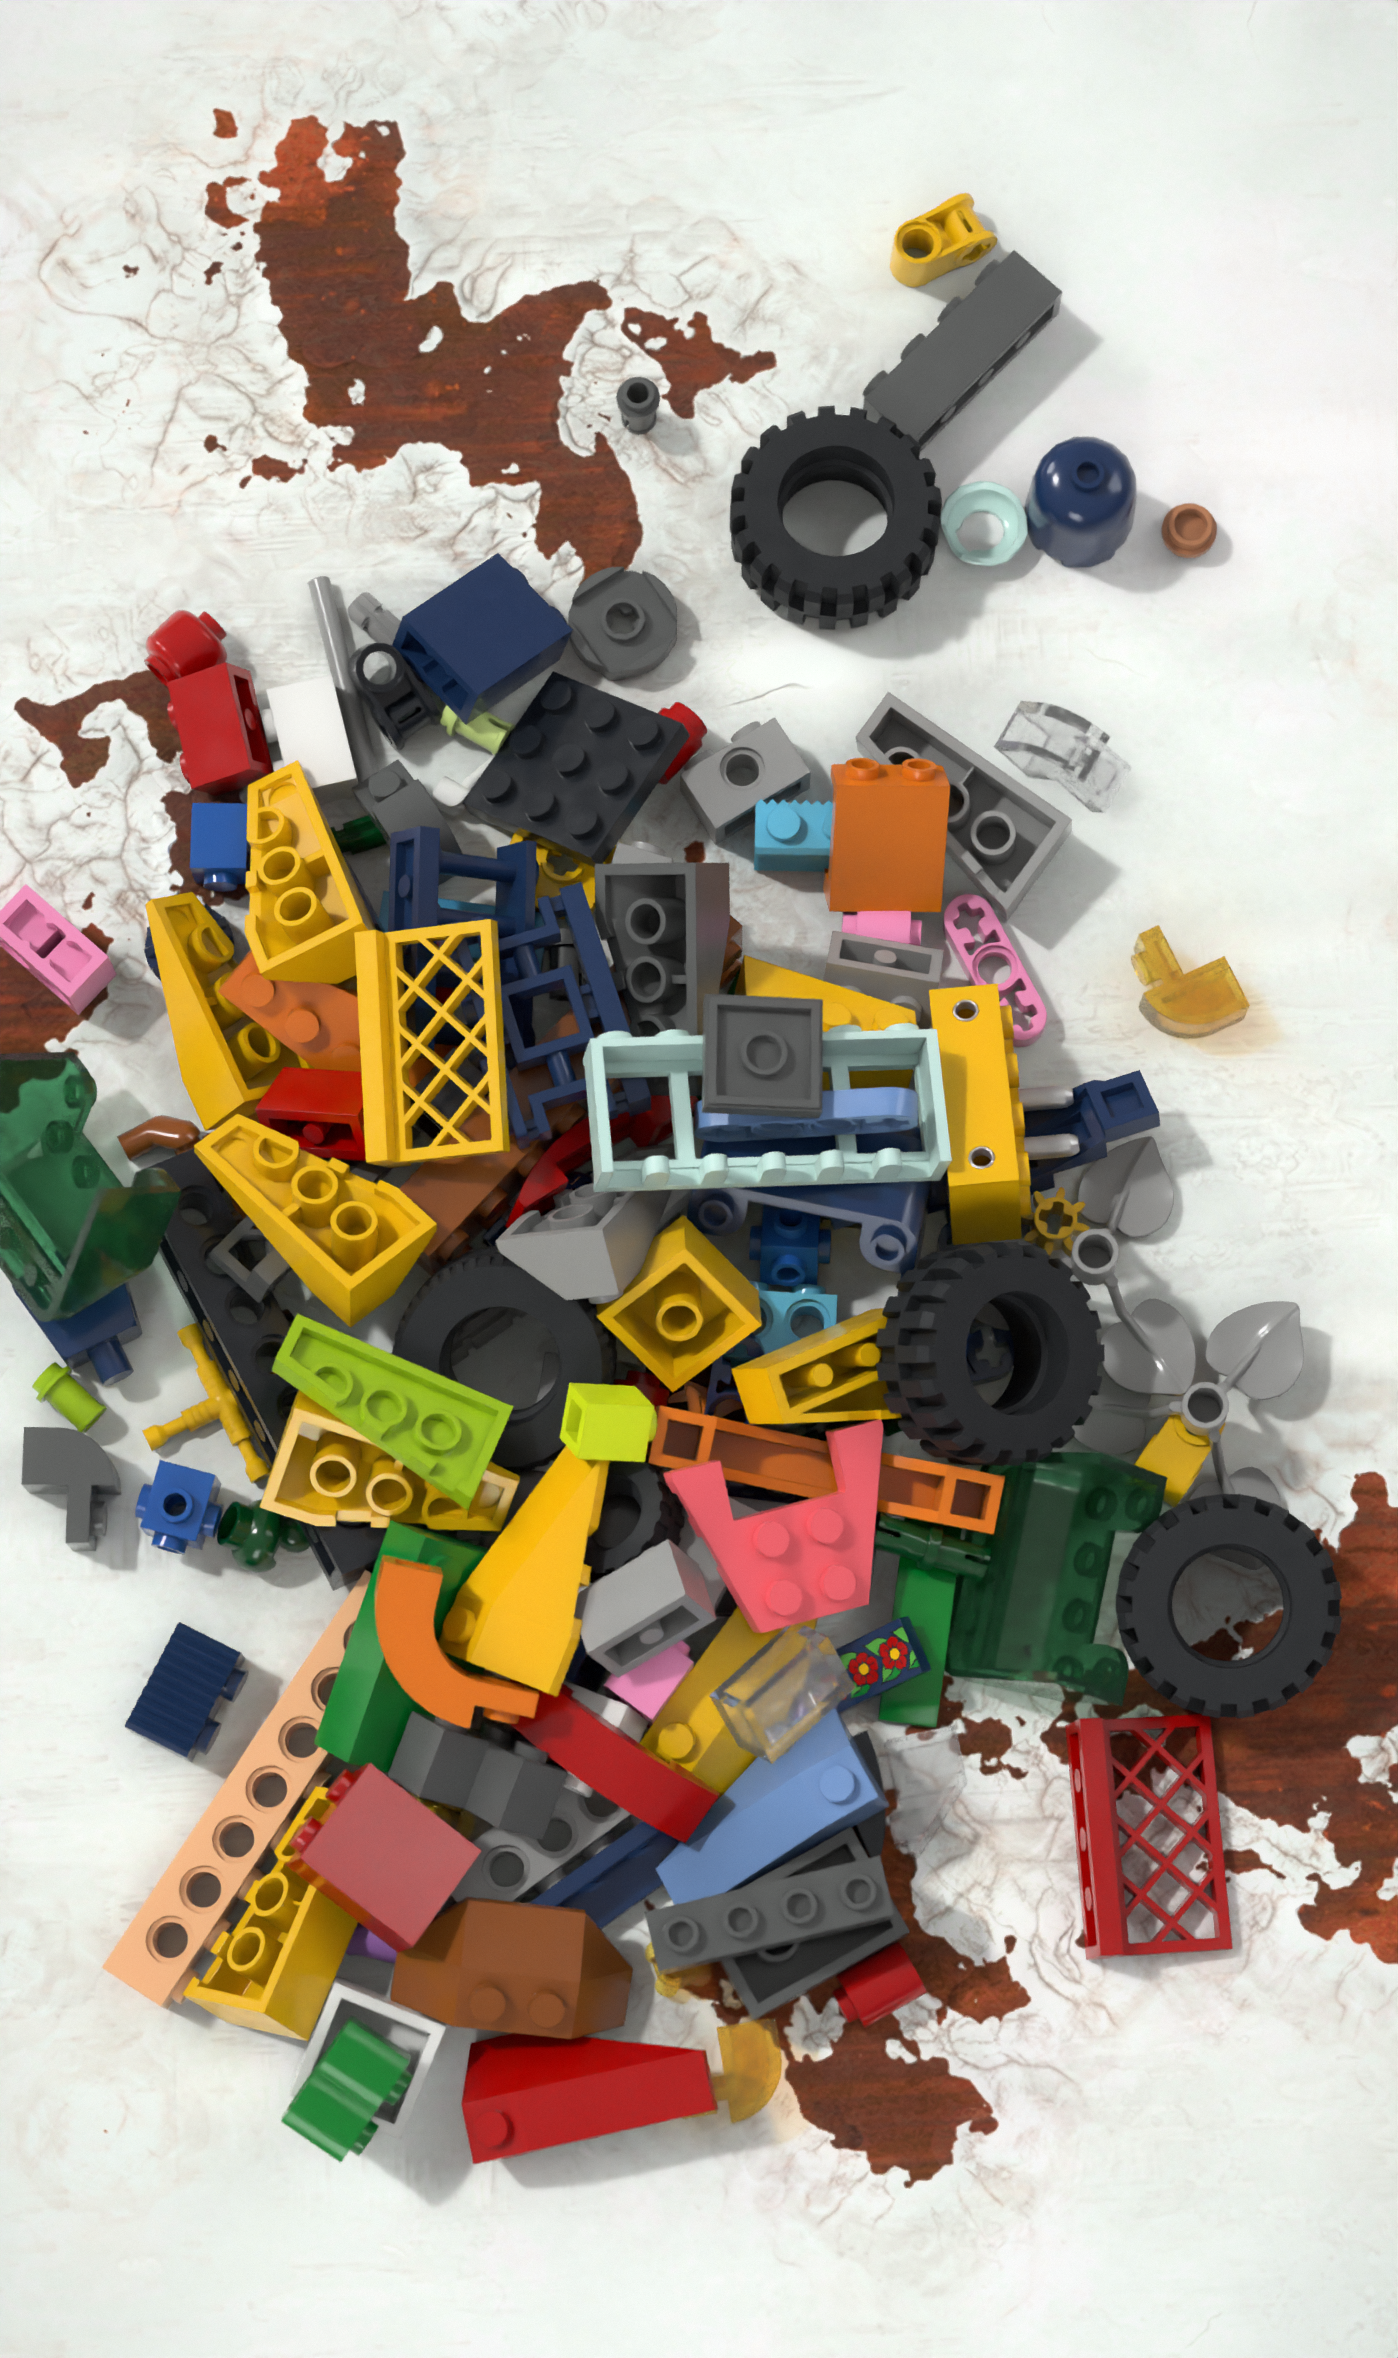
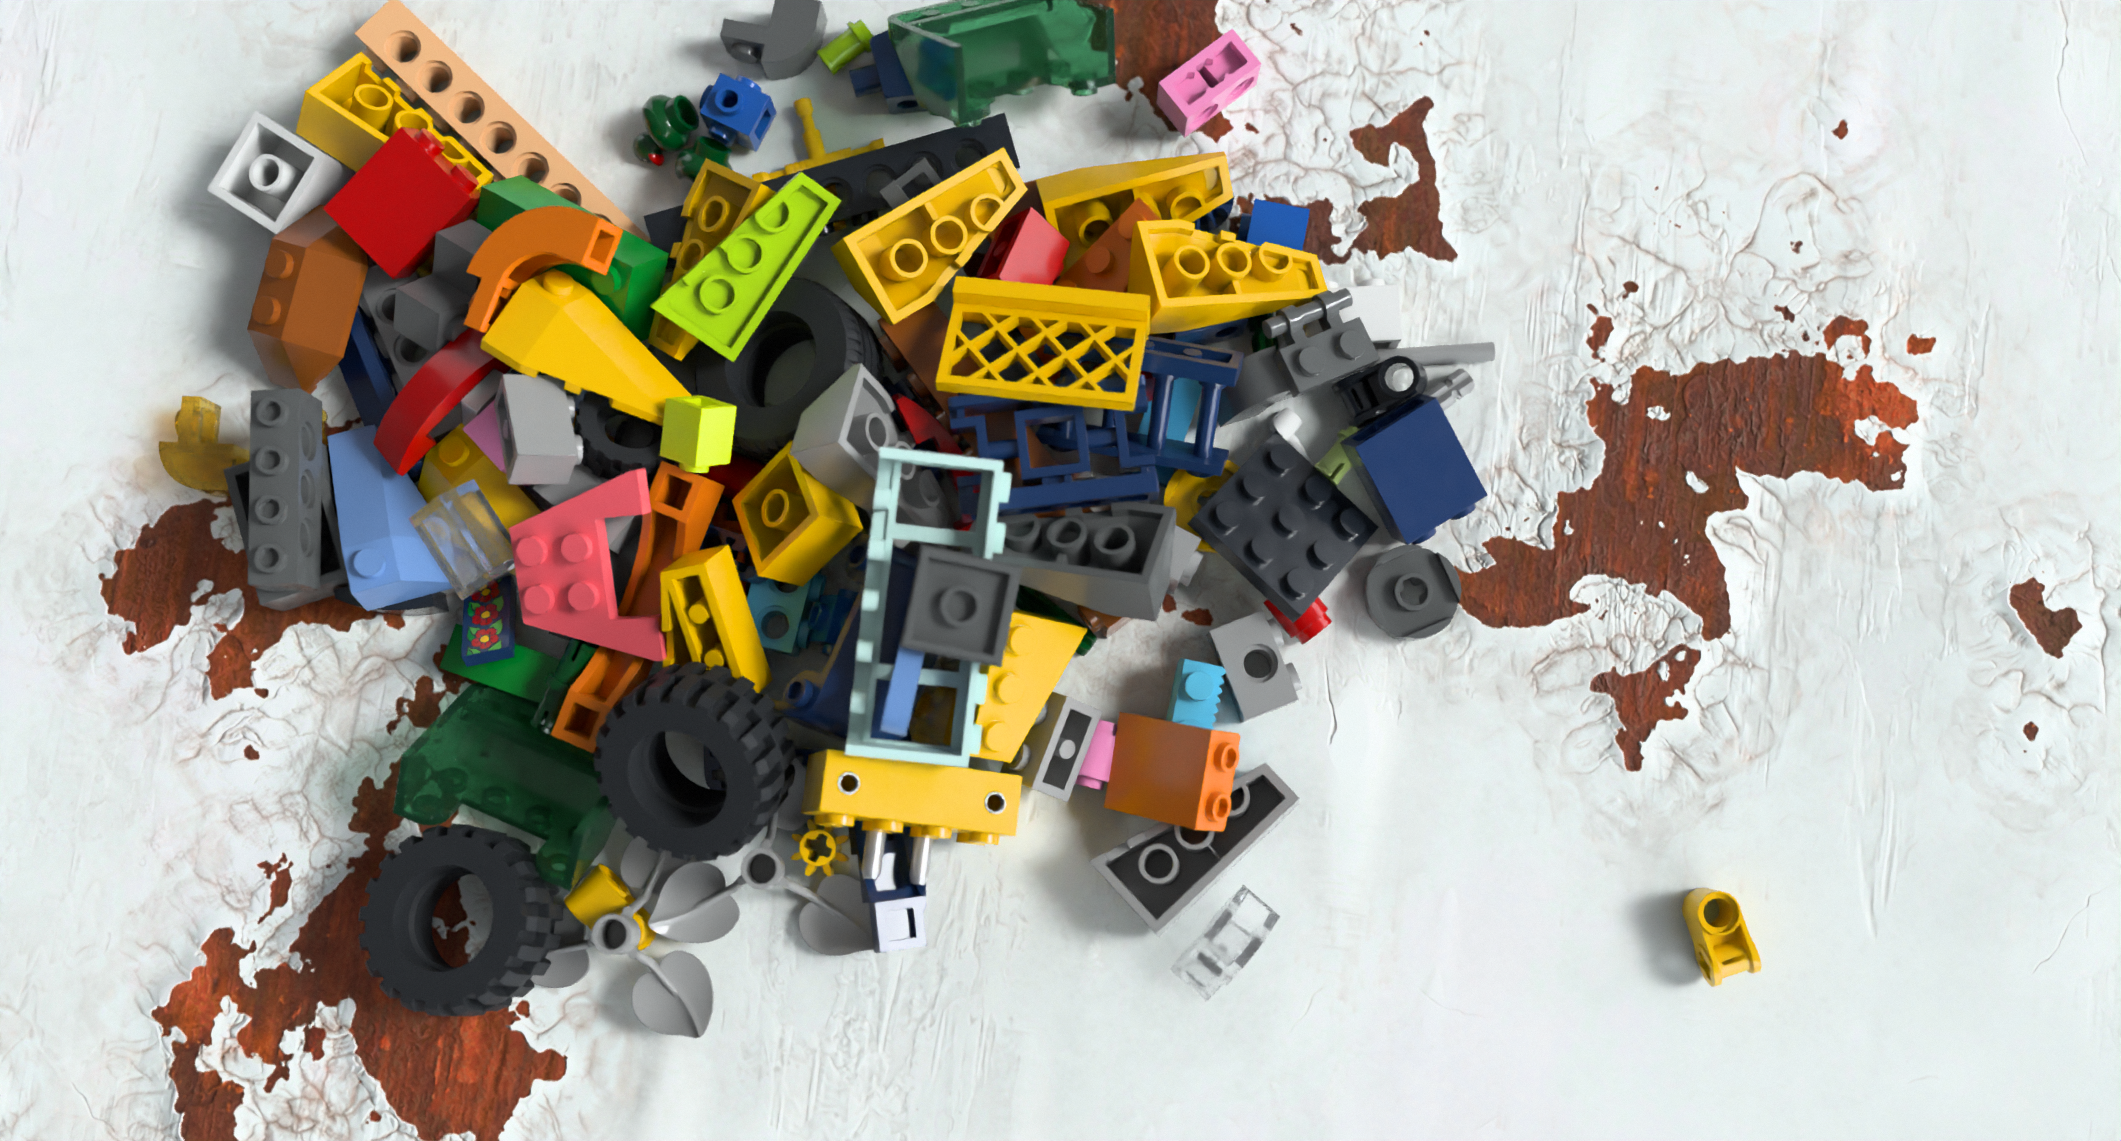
camera: 105 degrees right, 5 degrees up
(162, 1132) = (1045, 152): dark orange arm -> none
(185, 646) = (1447, 232): red head -> none
(187, 1692) = (593, 95): dark blue brick -> none
(213, 1591) = (667, 125): none -> dark green animal
(219, 729) = (1372, 244): red brick -> none
(347, 2089) = (238, 148): green brick -> none
(371, 747) = (1324, 356): none -> dark grey plate
(559, 2091) = (206, 329): red wedge -> none
(638, 402) = (1615, 636): dark grey pin -> none
(846, 451) = (1536, 778): black tyre -> none
(878, 1986) = (233, 580): red brick -> none
(926, 1783) = (390, 648): clear slope -> none
(965, 350) = (1608, 931): dark grey brick -> none
(988, 927) = (1019, 866): bright pink beam -> none
(989, 498) = (1474, 926): light aqua piece -> none
(1081, 502) = (1452, 1008): dark blue cylinder -> none
(1099, 1842) = (301, 777): red fence -> none
(1186, 1003) = (985, 1007): clear yellow brick -> none
(1189, 530) = (1414, 1100): nougat plate -> none

